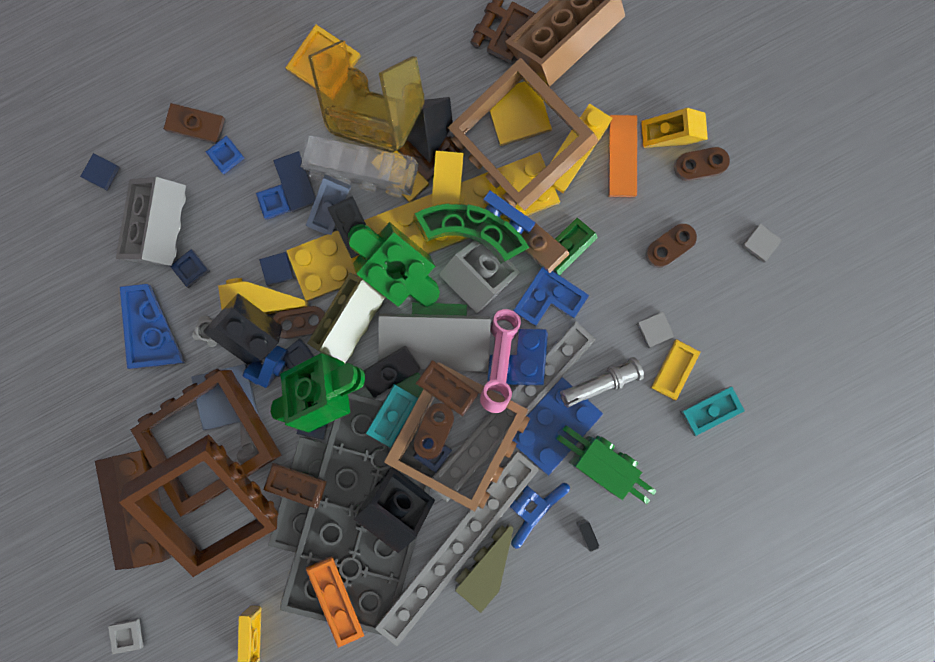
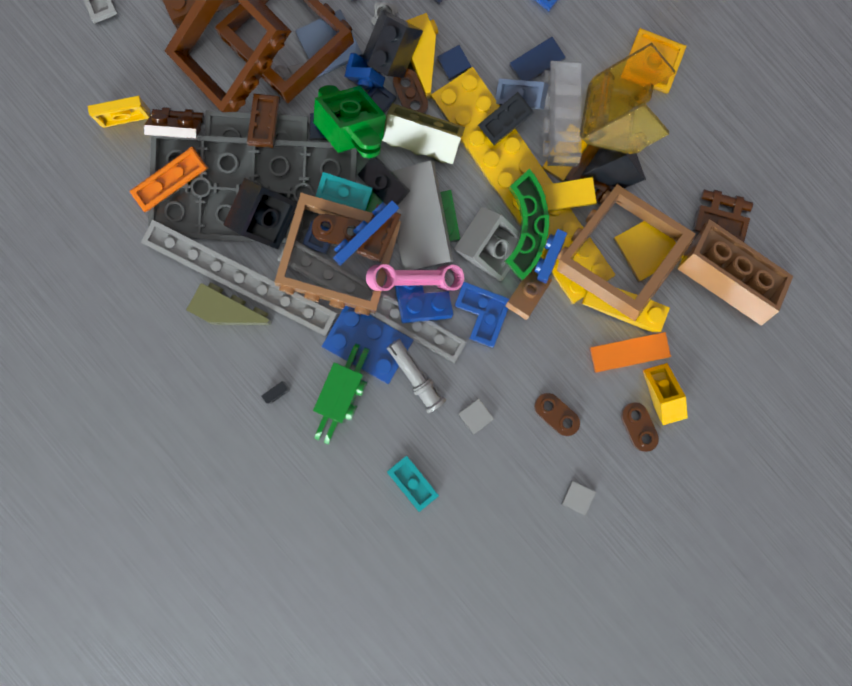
camera: 70 degrees right, 0 degrees up
(273, 202) = (514, 45): blue tile -> none
(274, 583) = (174, 123): none -> reddish brown plate
(393, 264) = (480, 163): green brick -> none
(445, 402) = (364, 231): none -> blue plate
(535, 516) = (280, 341): blue piece -> none
(576, 240) = (539, 323): green plate -> none
(675, 370) = (443, 442): yellow tile -> none

